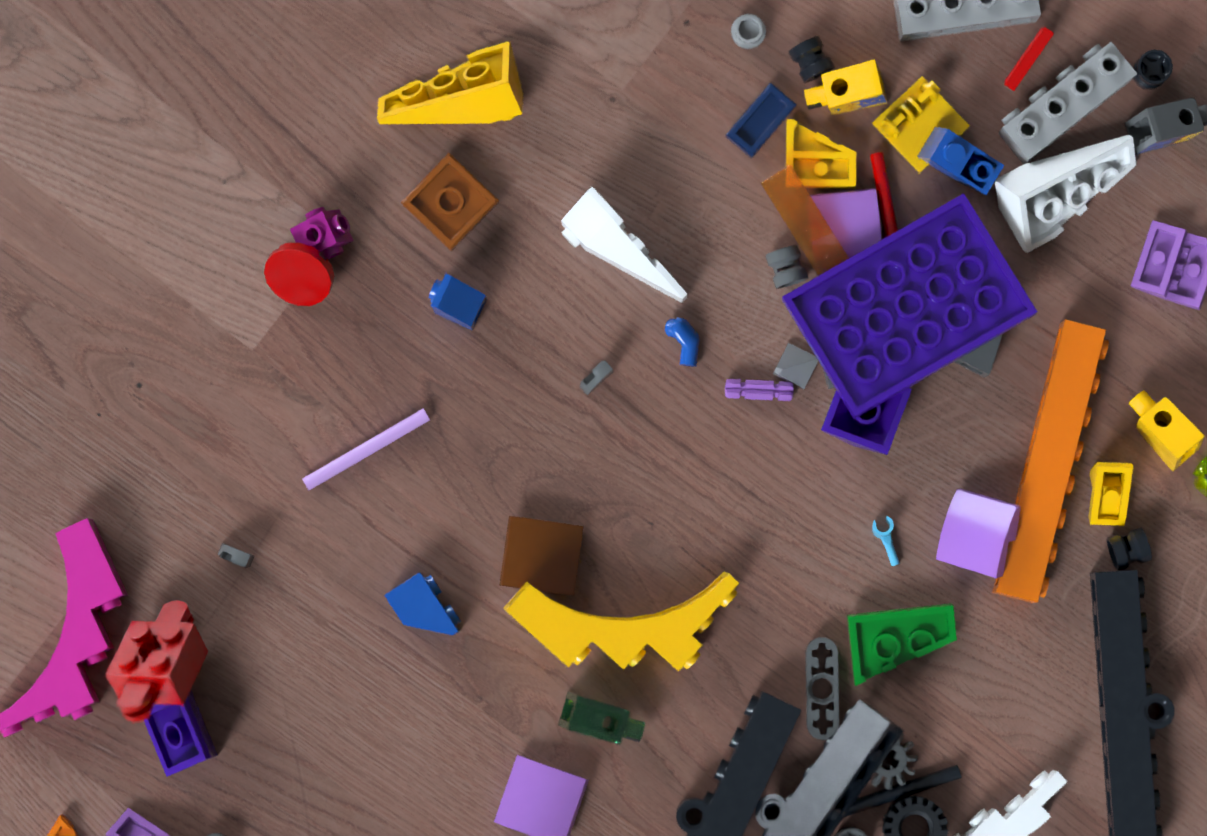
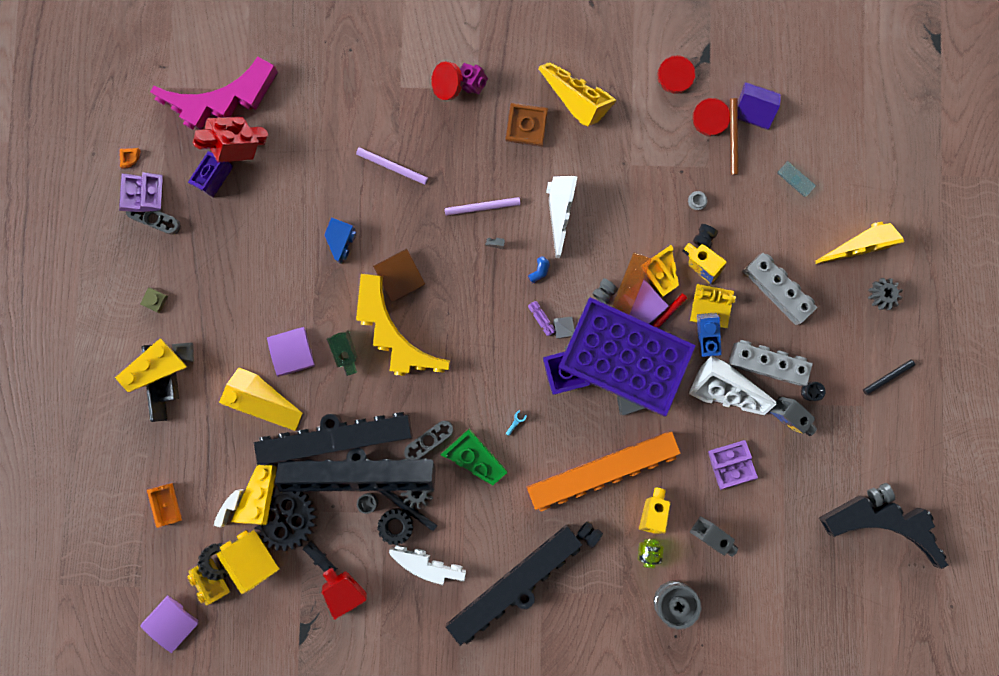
camera: 50 degrees right, 0 degrees up
(235, 555) = (304, 143): dark grey tile -> none
(457, 301) = (484, 156): blue slope -> none
(526, 357) = (482, 206): none -> lavender bar
(761, 120) = (662, 234): dark blue tile -> none
(978, 532) = (547, 461): slope -> none
(1028, 58) = (777, 332): red tile -> none
(1110, 493) = (608, 508): yellow slope -> none

